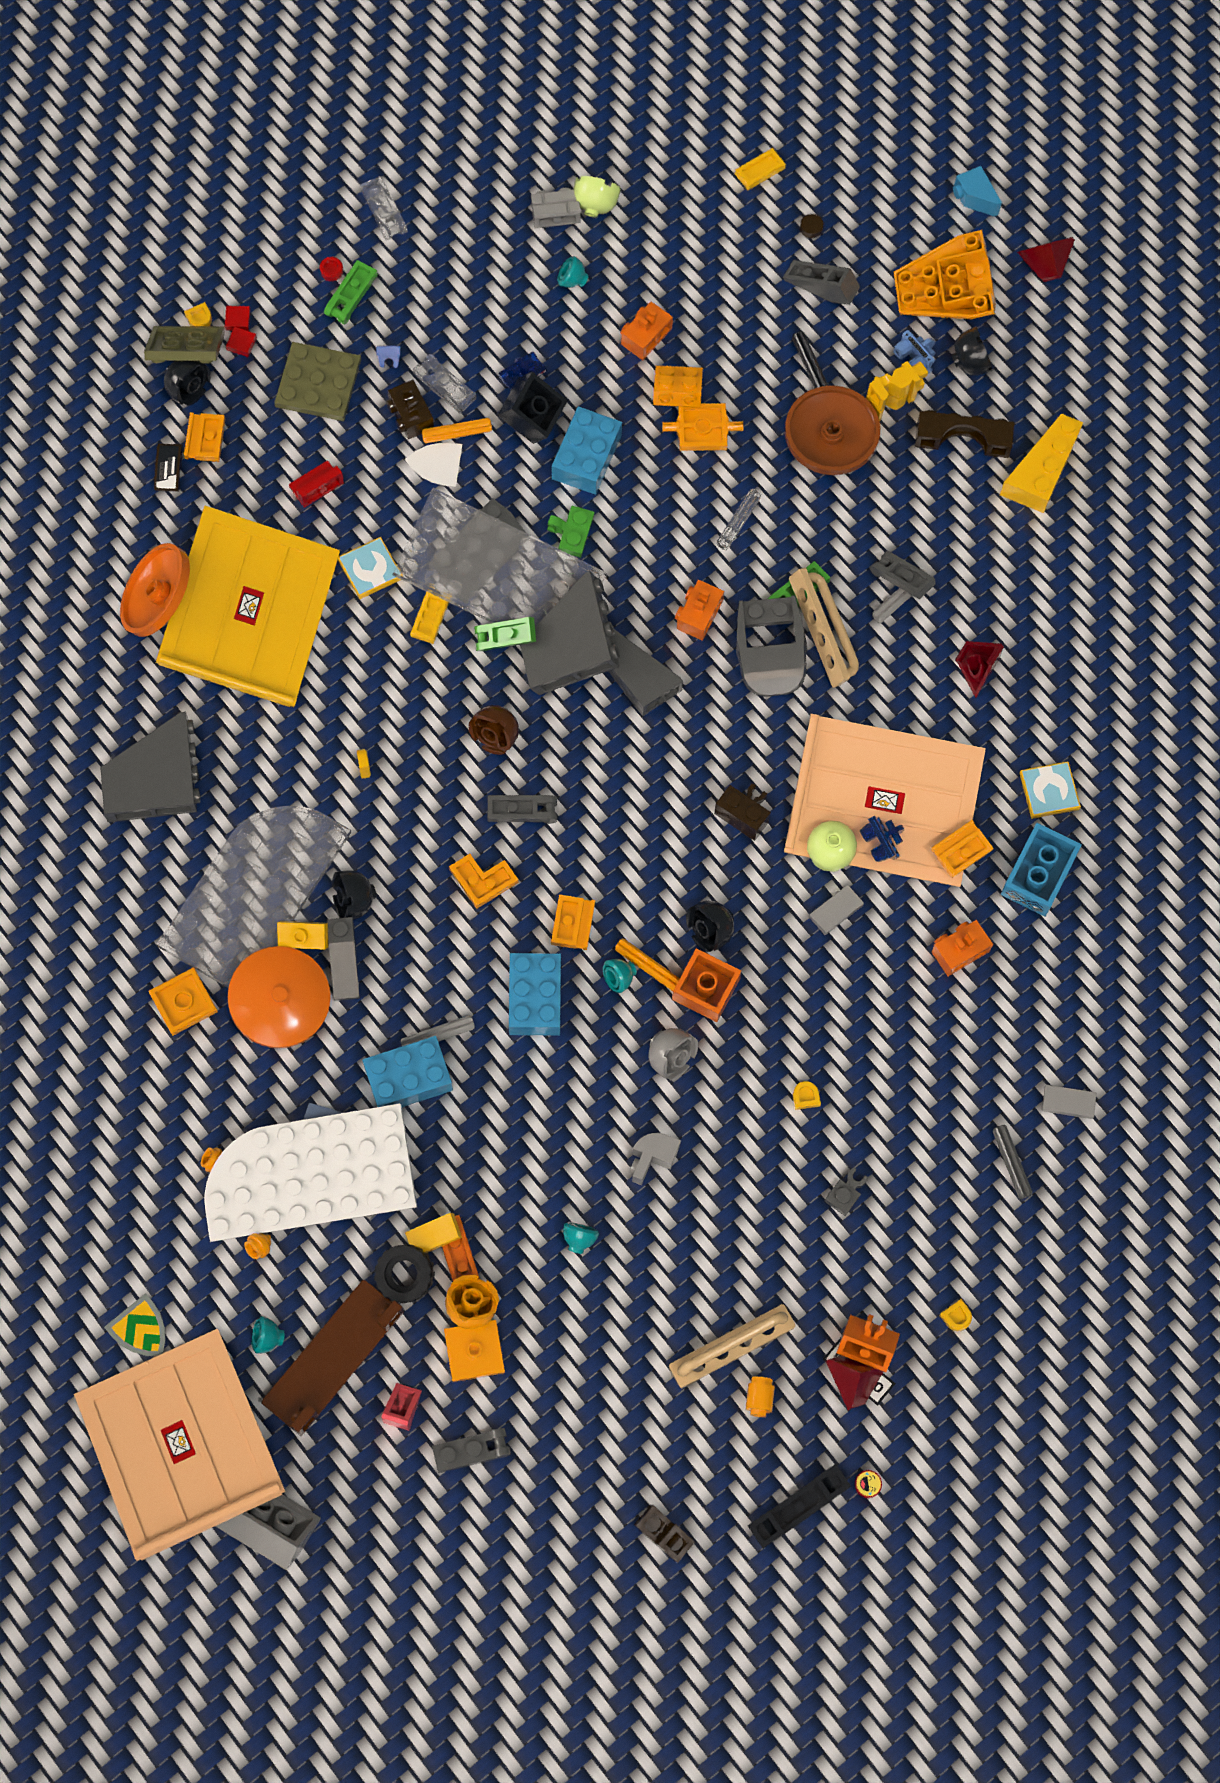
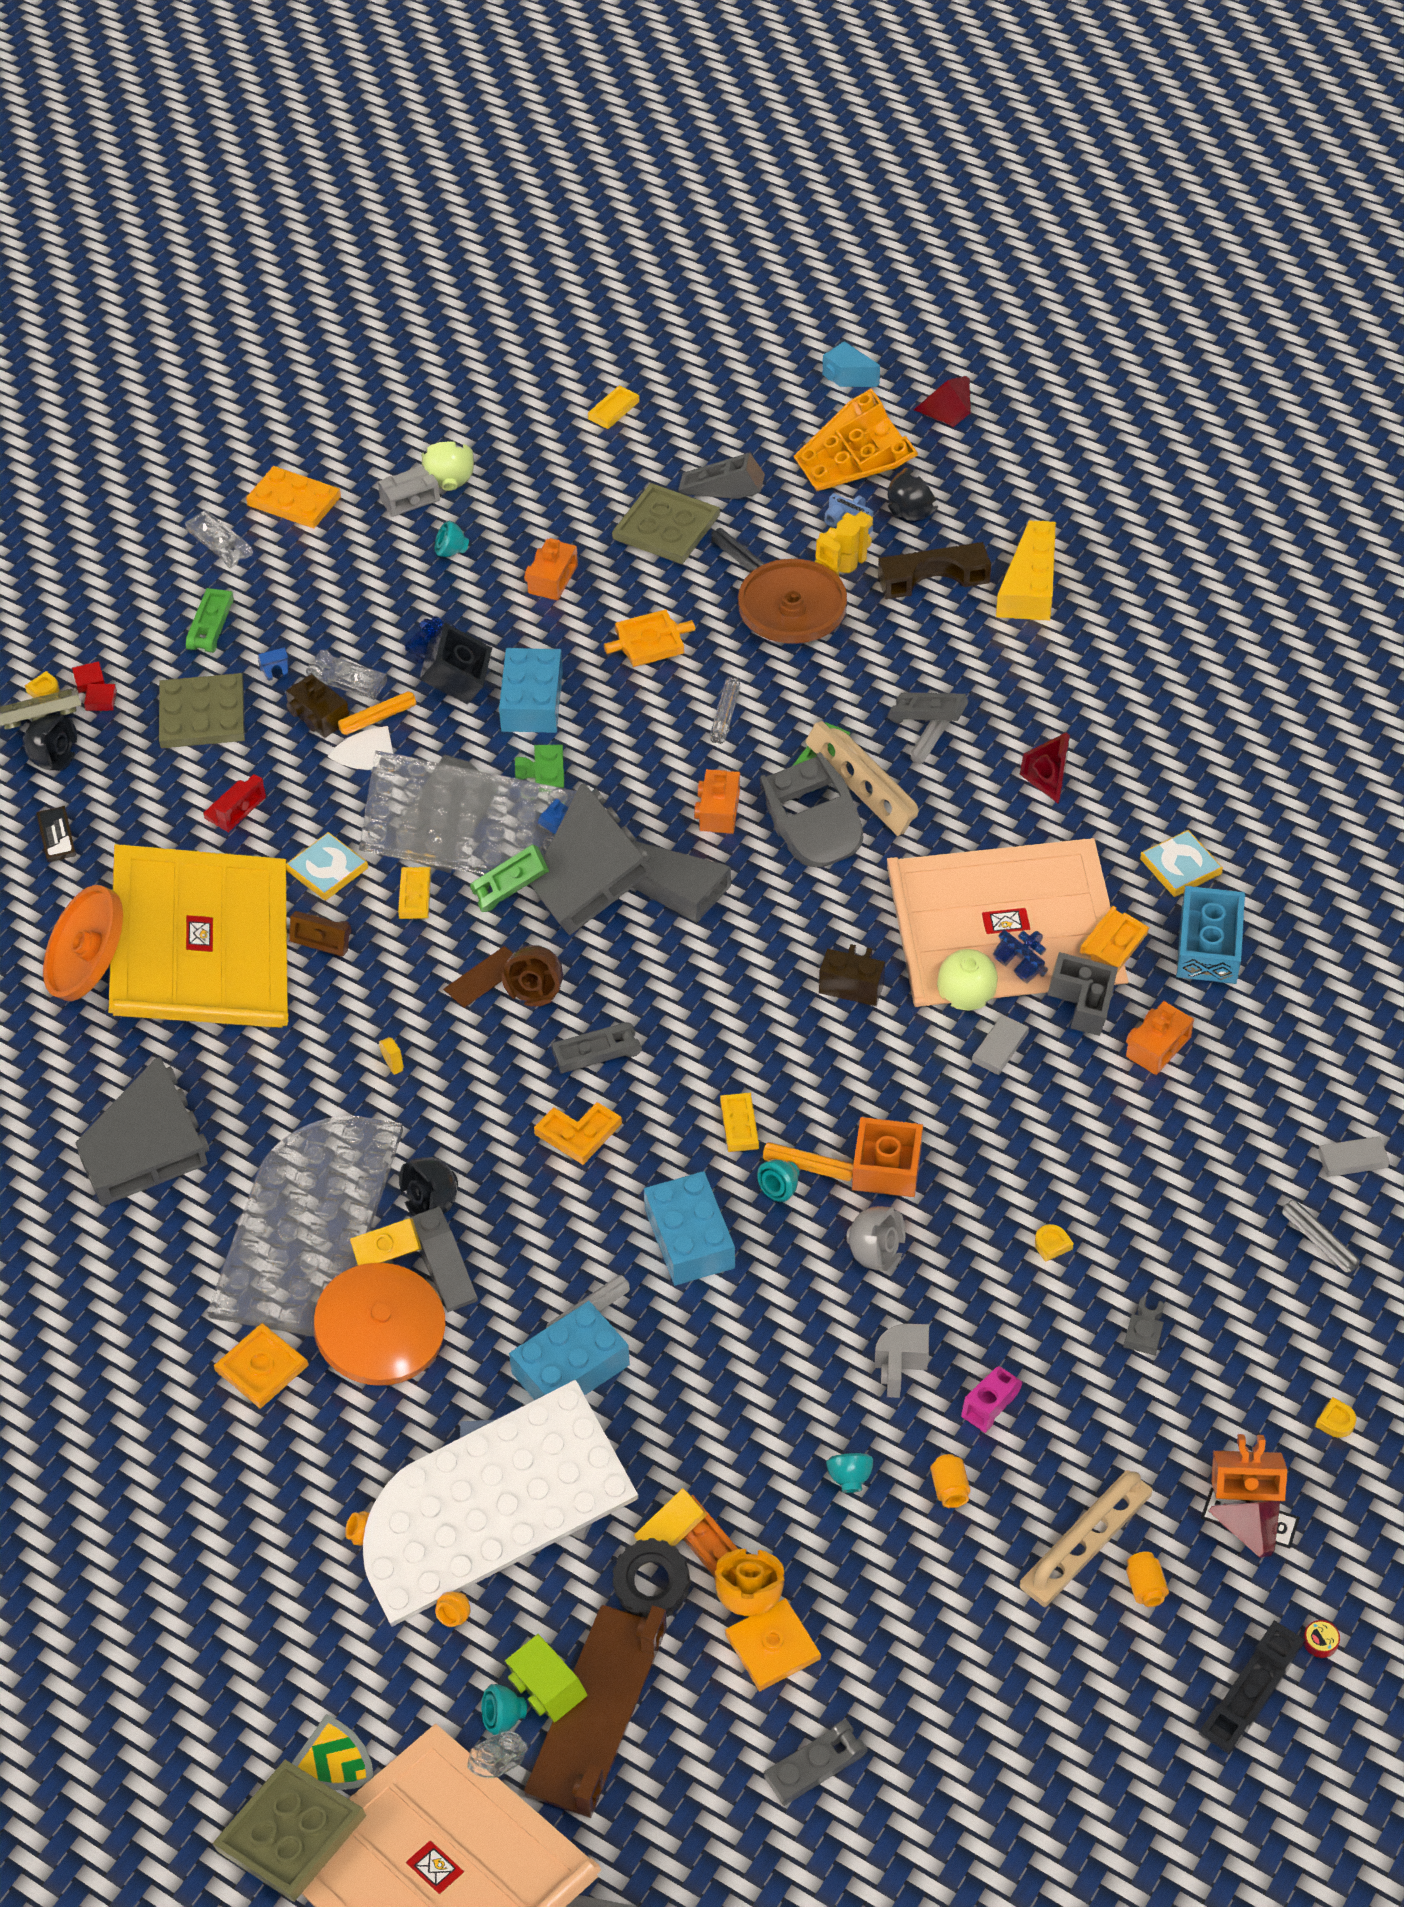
camera: 15 degrees left, 20 degrees down
(90, 1376) = (289, 1830): none -> olive plate
(204, 437) = (89, 793): light orange plate -> none
(255, 1370) = (497, 1755): none -> clear plate
(302, 1325) = (546, 1679): none -> lime brick
(331, 268) = (179, 607): red tile -> none
(338, 628) = (319, 933): none -> reddish brown tile
(401, 1406) = (707, 1741): coral slope -> none
(456, 712) = (479, 978): none -> reddish brown sticker
(459, 182) = (293, 497): none -> light orange plate
(560, 587) = (553, 816): none -> blue tile
(573, 922) = (703, 1143): light orange plate -> none
(607, 912) = (739, 1122): none -> yellow plate
(649, 1269) = (950, 1481): none -> light orange brick
(664, 1533) = (1102, 1782): dark brown slope -> none
(677, 386) = (608, 607): light orange plate -> none
(706, 1212) = (990, 1398): none -> dark pink leg
(711, 924) = (863, 1093): black cylinder -> none
(759, 311) = (666, 523): none -> olive plate
(811, 226) = (689, 439): dark brown tile -> none
(924, 889) = (1088, 986): none -> dark grey brick

